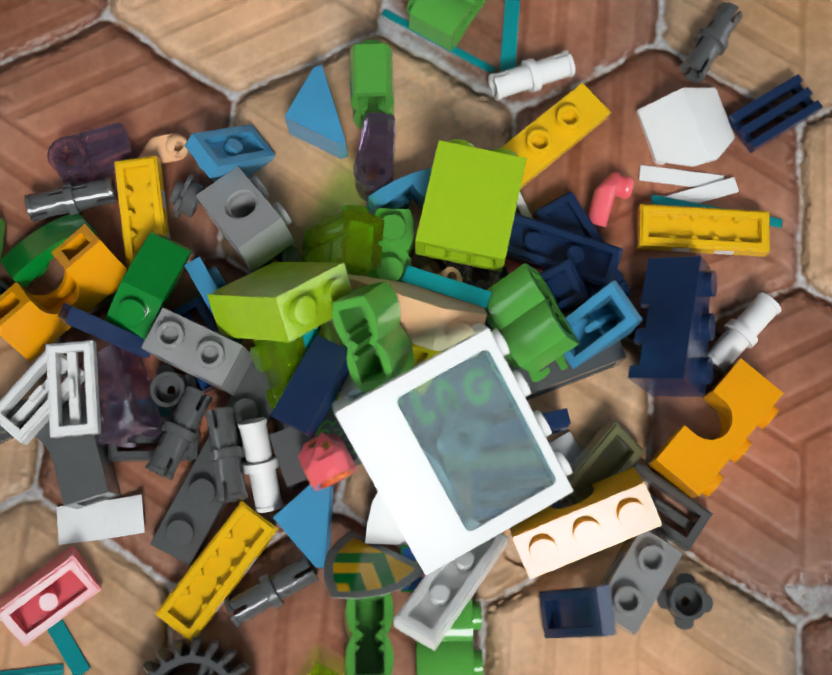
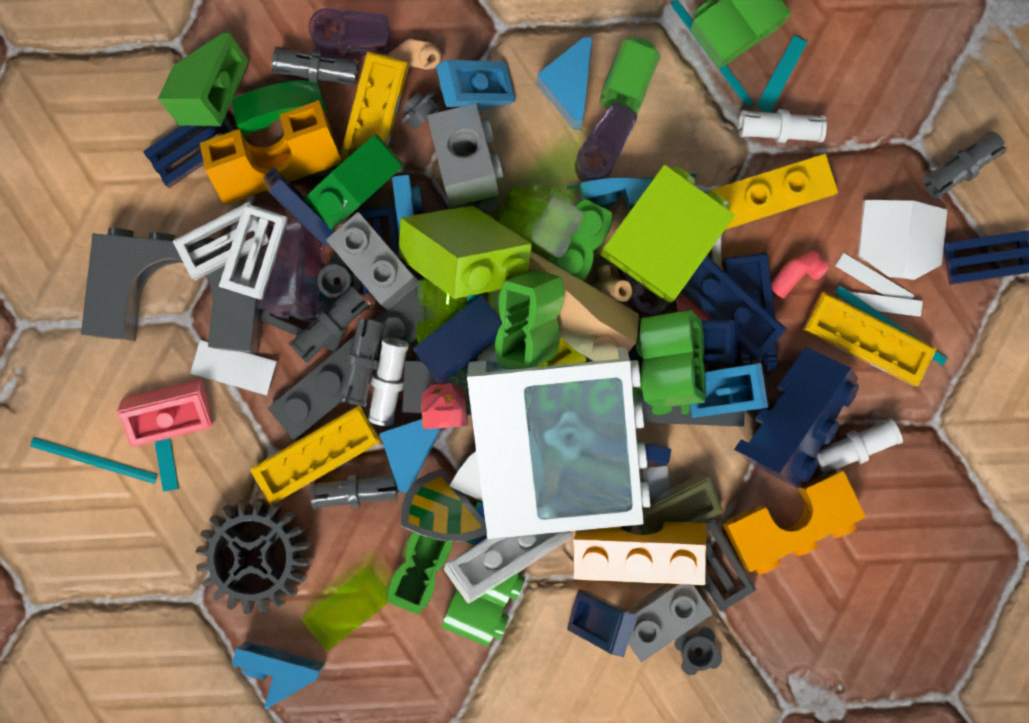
camera: 25 degrees right, 10 degrees up
(447, 286) = (613, 299): teal piece -> none

